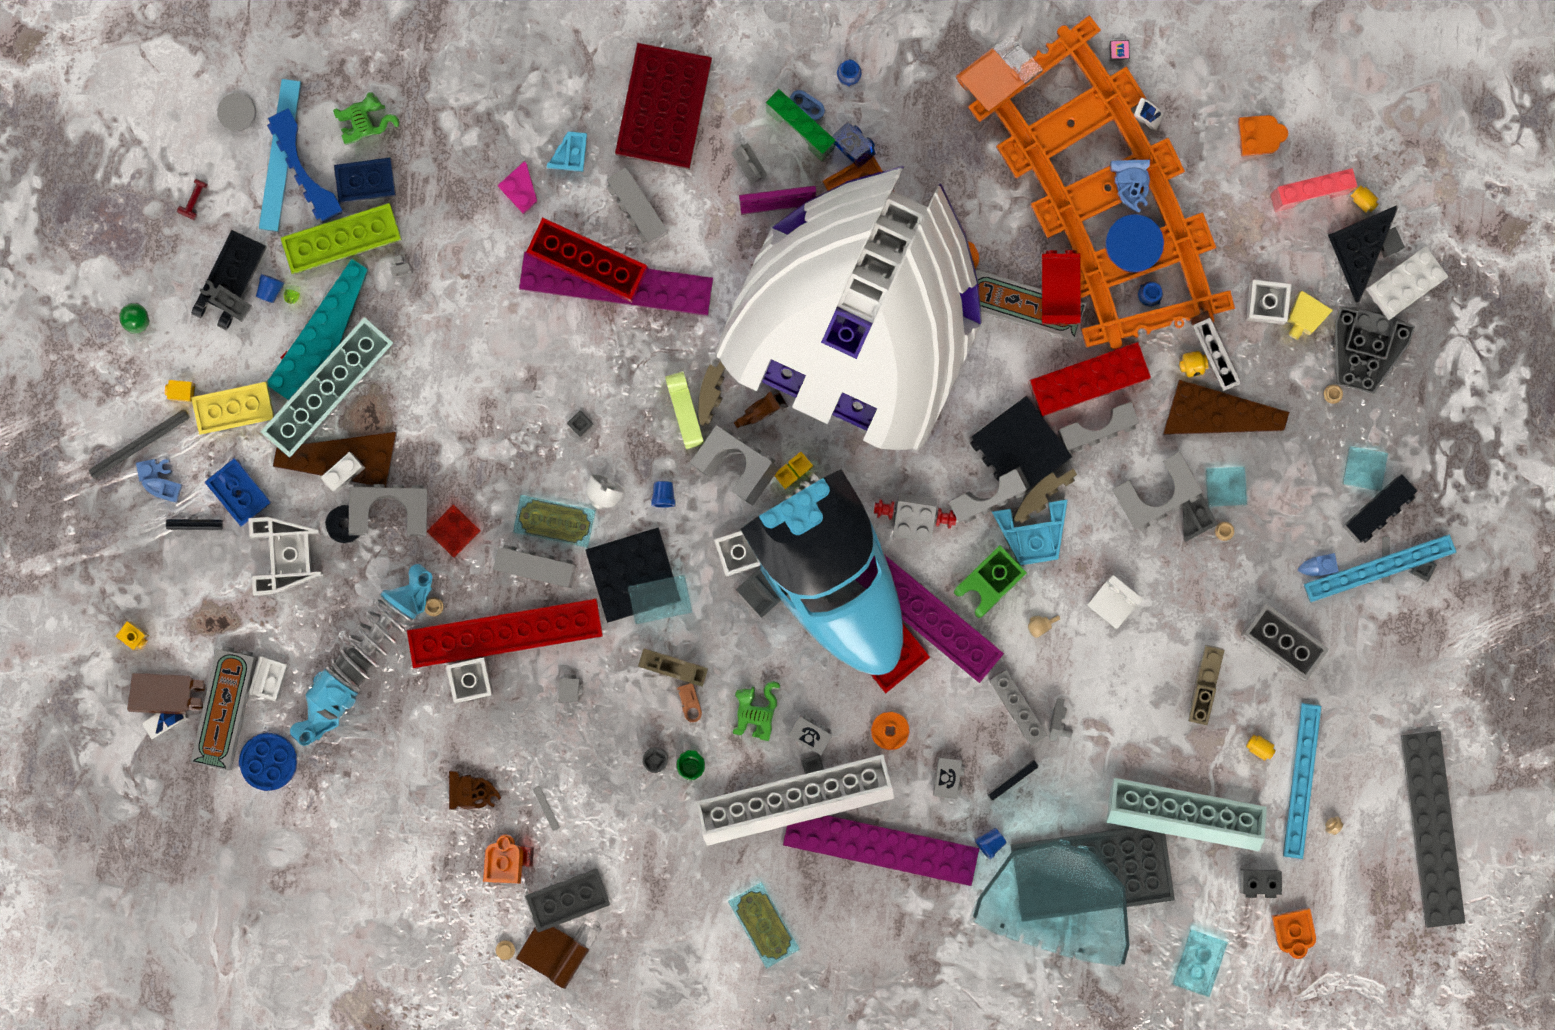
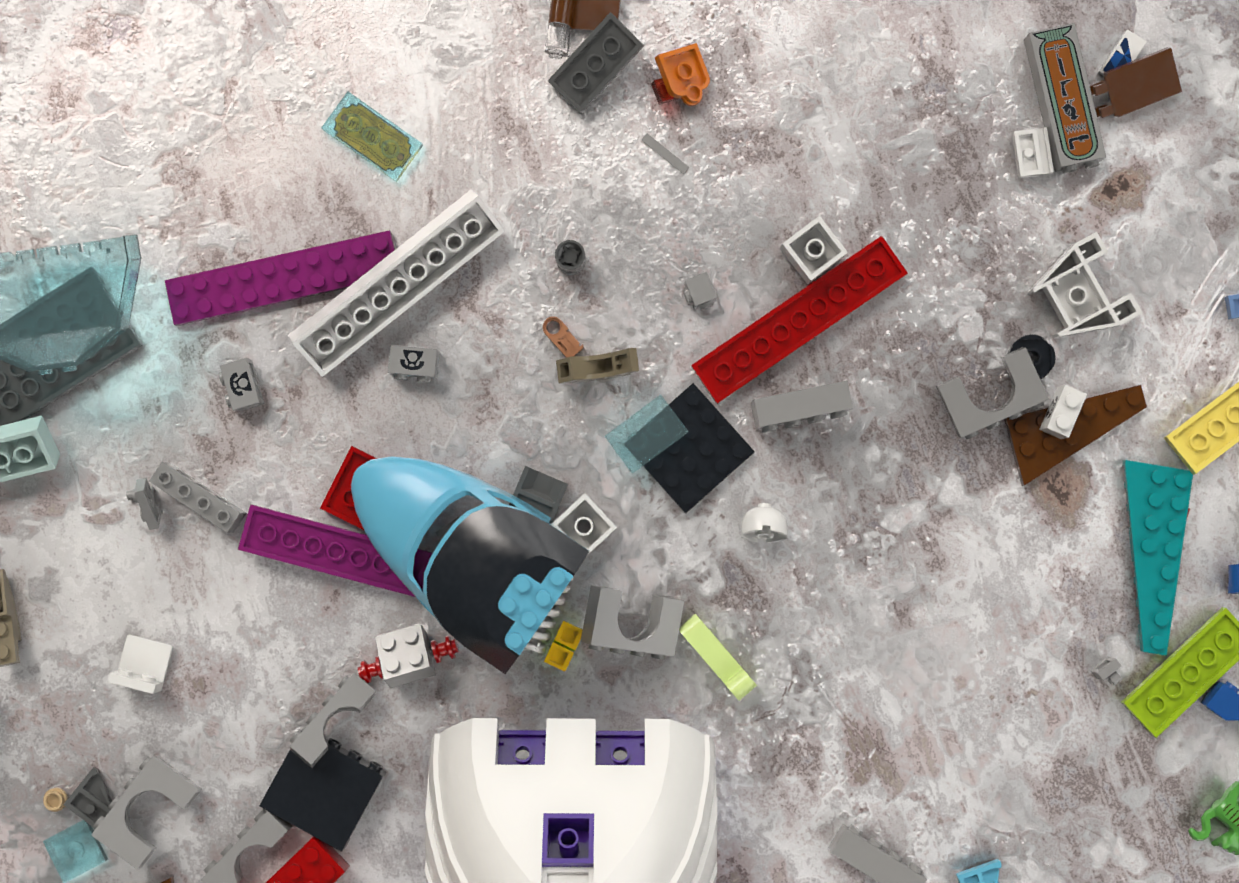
camera: 155 degrees right, 0 degrees up
(132, 636) = (1202, 130): yellow brick -> none
(194, 524) = (1194, 282): black axle -> none
(227, 482) = (1182, 342): blue piece -> none
(268, 761) = (988, 65): blue tile -> none
(291, 296) = (1212, 581): clear neon green hinge -> none
(327, 387) = (1126, 497): light aqua brick -> none
(337, 686) = (954, 179): piece -> none
(364, 180) = (1195, 750): dark blue plate -> none
(434, 606) = (890, 313): tan plate -> none
(453, 531) = (908, 405): clear red plate -> none
(467, 789) = (759, 132): reddish brown piece -> none
(519, 188) = (1017, 821): dark pink wing -> none
(554, 521) = (803, 467): clear light blue tile -> none
(580, 423) = (825, 588): dark grey tile -> none
(587, 260) = (906, 777): red brick -> none
(658, 289) = (859, 763): magenta plate -> none
(663, 495) = (696, 551): blue piece -> none
(690, 765) = (529, 269): green hair -> none
(709, 395) = (697, 687): dark tan slope -> none
(757, 715) = (482, 357): bright green animal -> none
(762, 409) = (631, 698): reddish brown piece -> none
(812, 764) = (397, 331): dark grey tile -> none
(879, 728) = (316, 412): orange plate -> none
(987, 584) = (292, 618): bright green brick -> none
(990, 843) = (163, 336): blue piece -> none
(1012, 780) = (169, 415): black tile -> none
(1036, 498) = (279, 741): dark tan slope -> none
(1037, 541) = (260, 690): medium azure wing -> none
(1039, 625) = (214, 599): tan piece -> none

